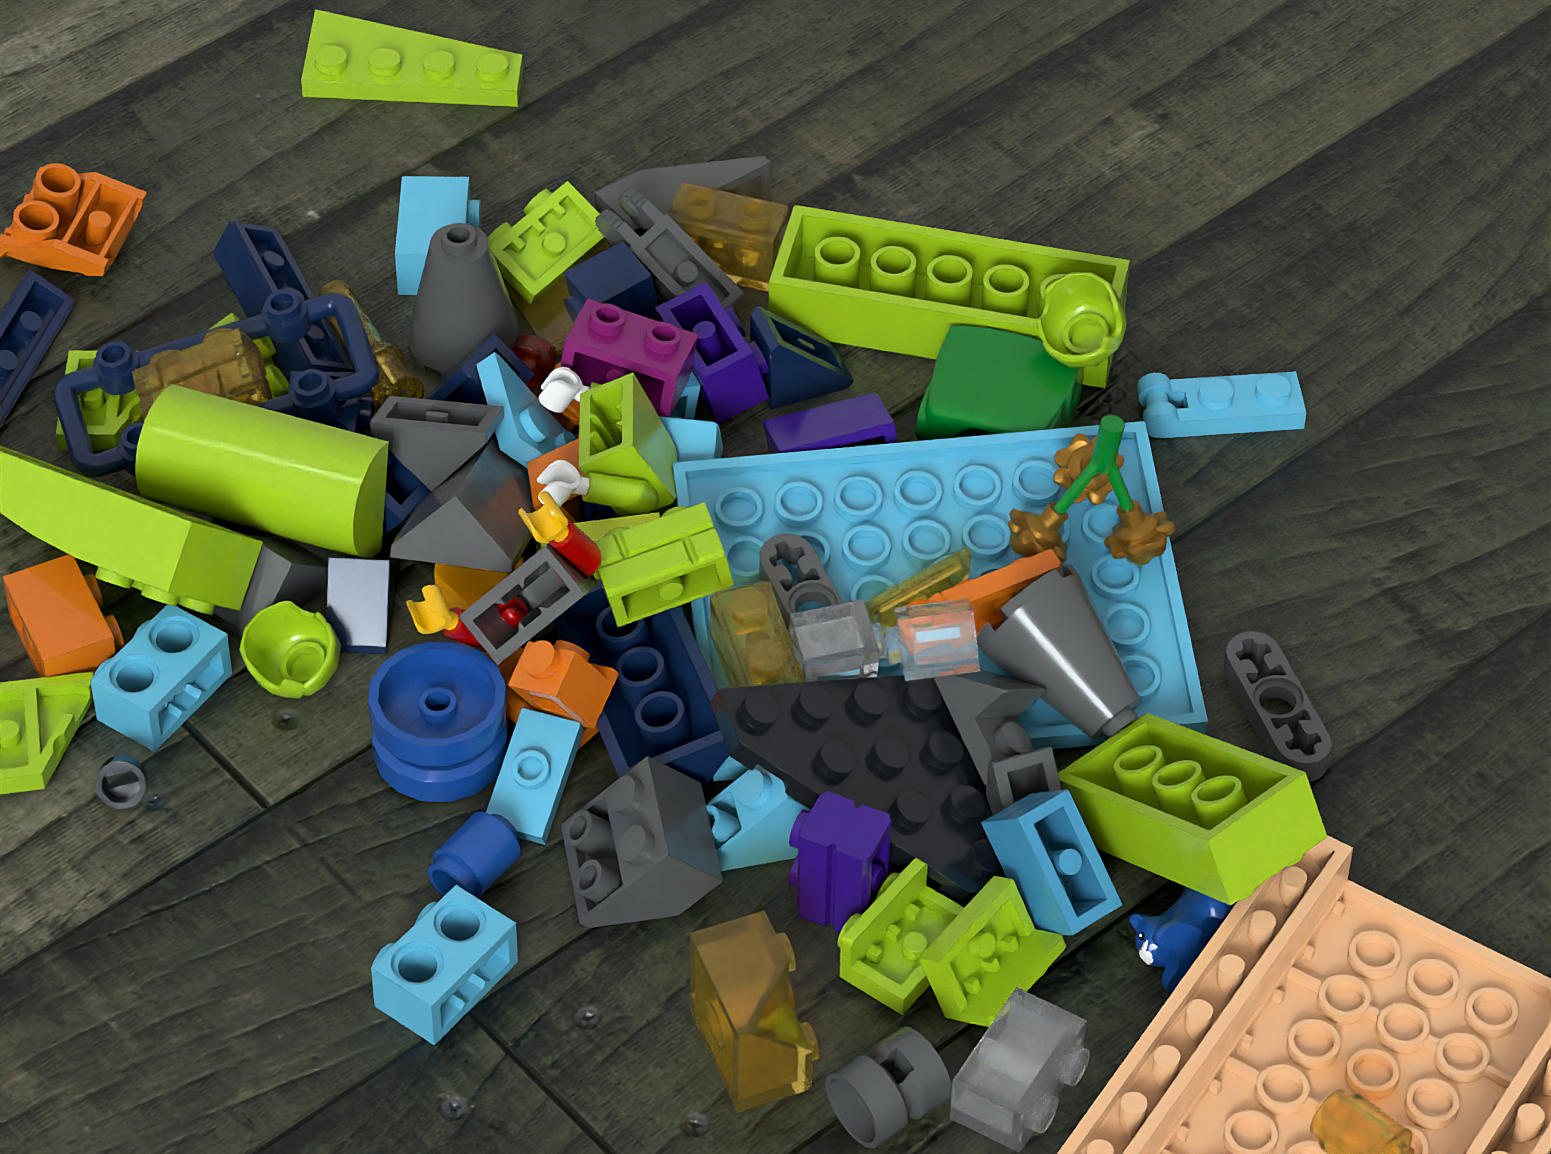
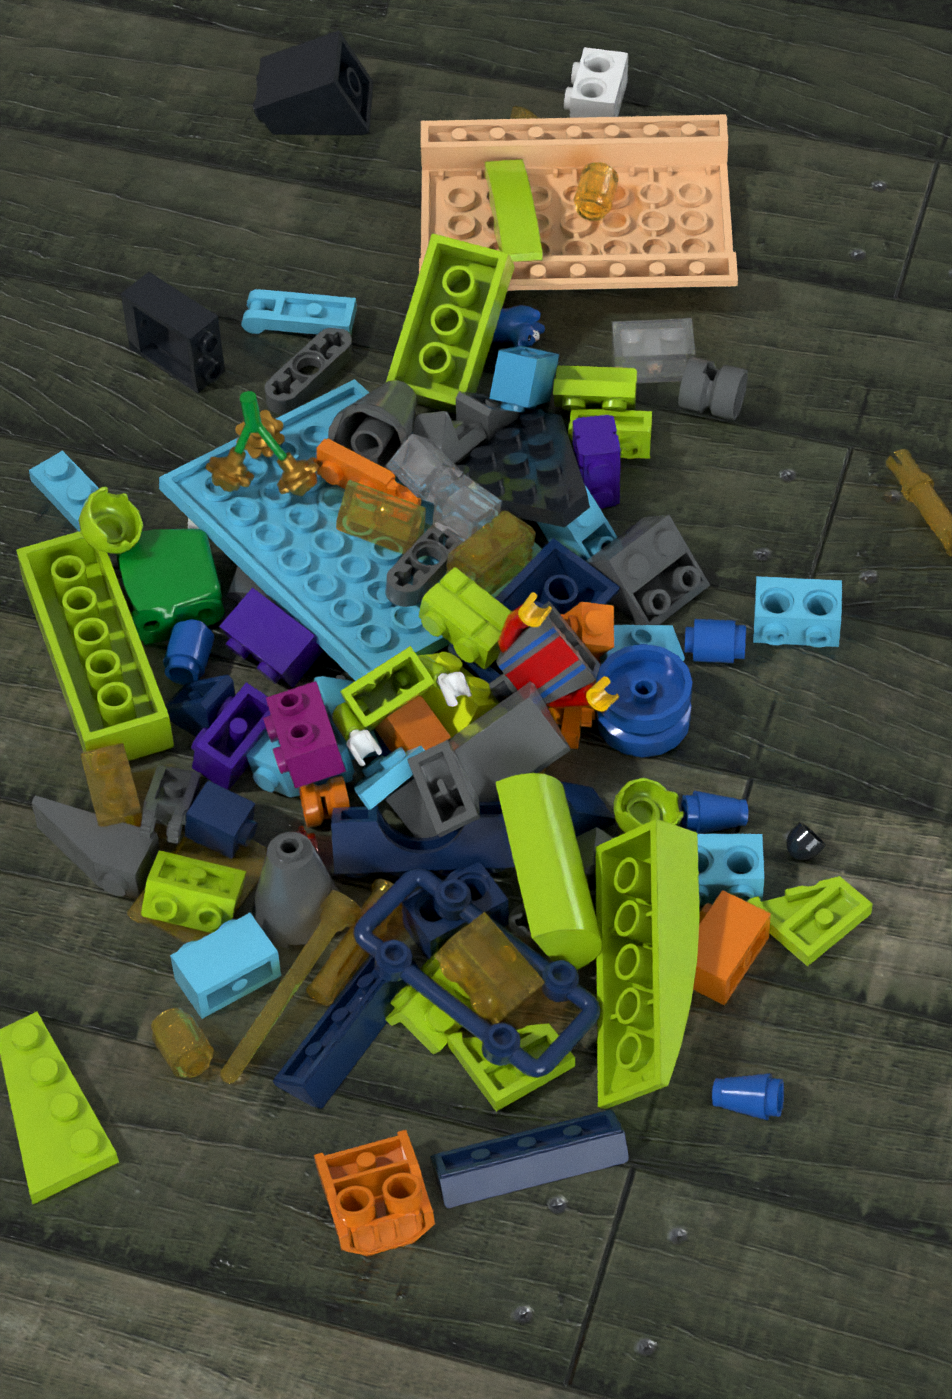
camera: 120 degrees left, 5 degrees up
(241, 719) = (712, 812): none -> blue cone
(372, 167) = (181, 1043): none -> clear yellow brick
(394, 316) = (336, 915): none -> clear yellow piece
(747, 1010) = (723, 454): clear yellow slope -> none
(892, 379) = (188, 651): none -> blue brick
(1375, 1001) = (513, 210): none -> lime slope
(1384, 739) = (297, 312): none -> medium azure plate
(1447, 522) = (173, 332): none -> black window

